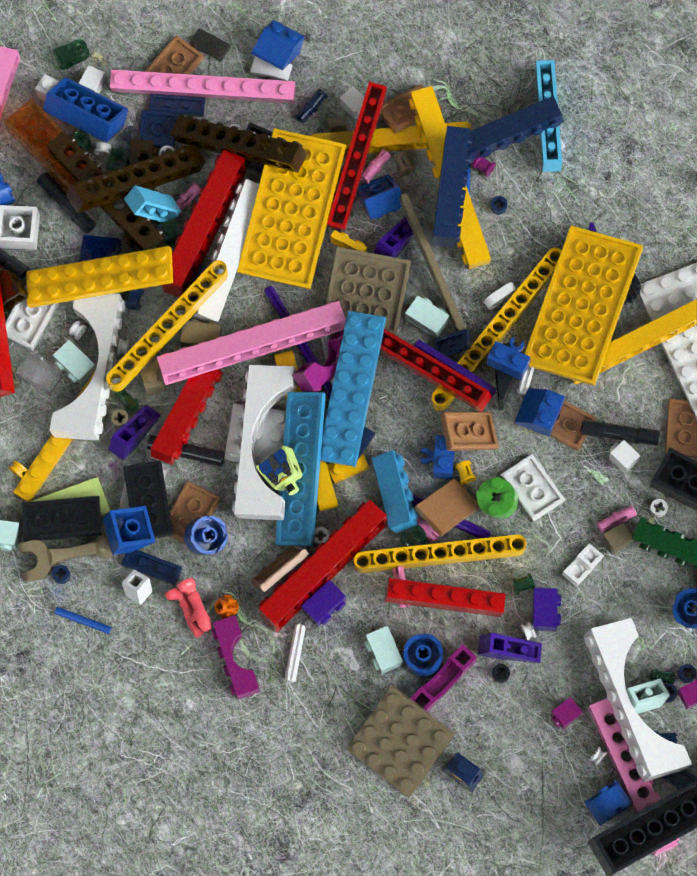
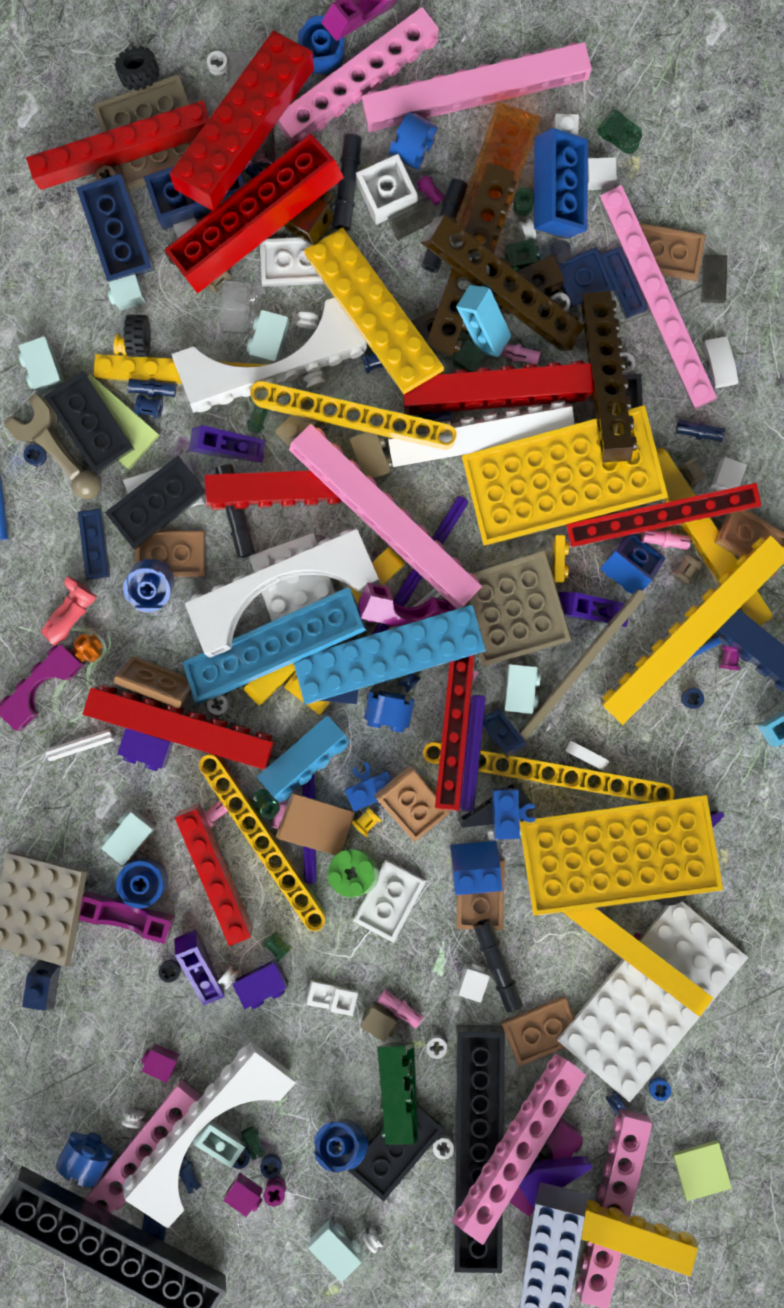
camera: 60 degrees right, 15 degrees up
(19, 451) = (137, 335): none -> black tyre
(33, 200) = (430, 190): none -> magenta pin
(48, 221) = (412, 218): none -> clear smoke plate
(61, 463) = (152, 387): none -> dark blue pin
(74, 472) = (148, 406): none -> dark blue bush
(98, 247) = (410, 292): clear blue plate -> none
(115, 418) = (233, 416): dark tan bush -> none
(128, 529) = (108, 501): blue slope -> none
(137, 587) = (57, 543): white brick -> none
(278, 45) = (752, 354): blue slope -> none
(281, 470) = (257, 628): torso -> none
(379, 390) = (410, 681): none -> dark blue bush
(391, 412) = (388, 710): none -> blue brick
(450, 192) = (680, 641): dark blue brick -> none

